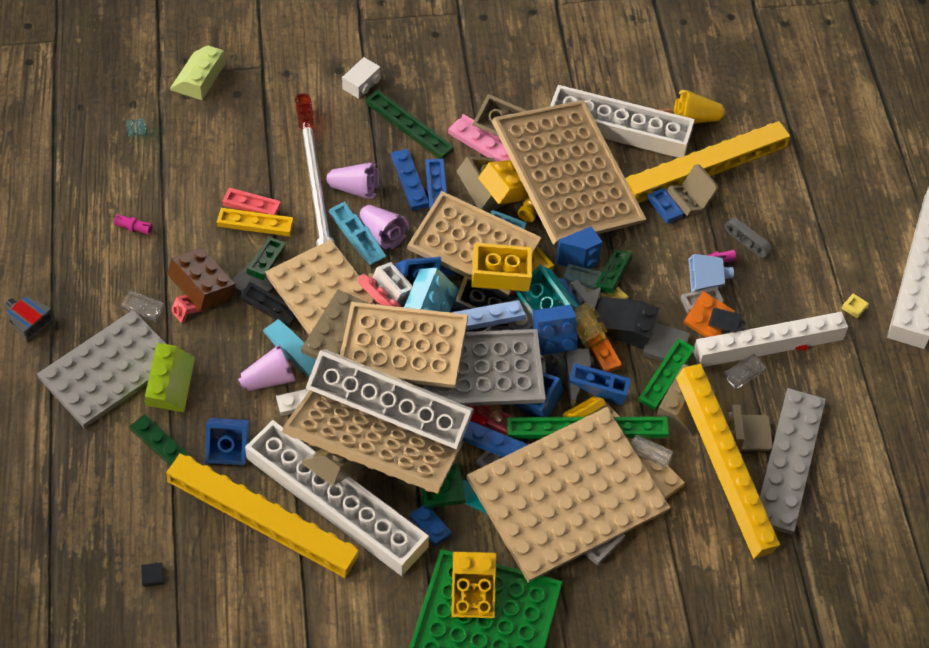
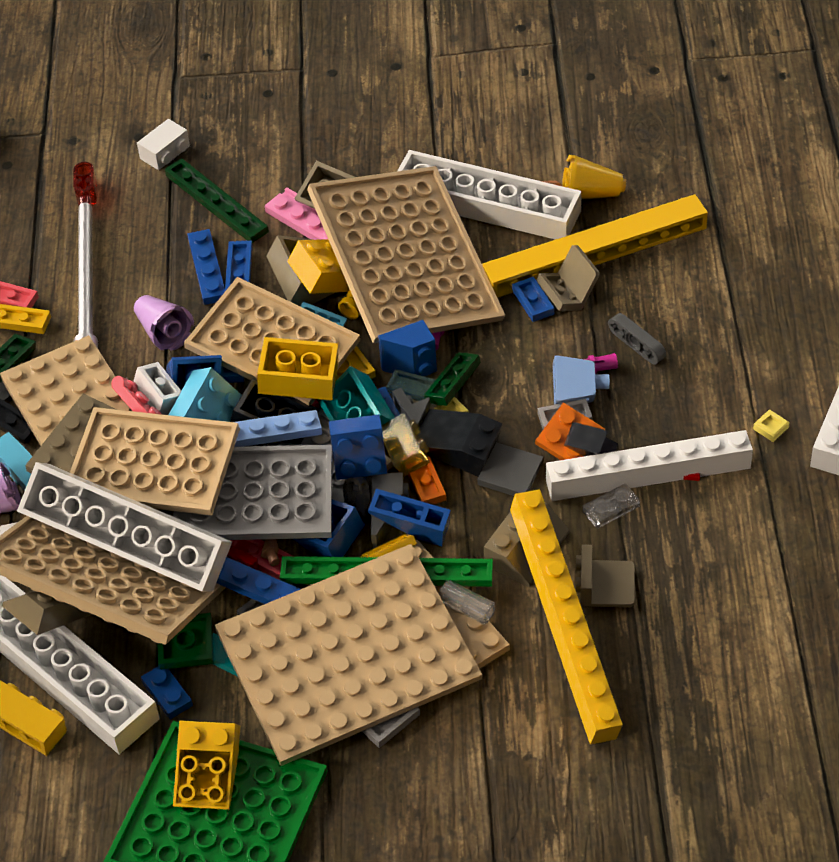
camera: 10 degrees right, 5 degrees down
(355, 179) = (136, 265): lavender cone -> none
(356, 233) = (128, 330): medium azure slope -> none
(666, 373) = (523, 479): green plate -> none
(791, 459) = (657, 619): light grey plate -> none

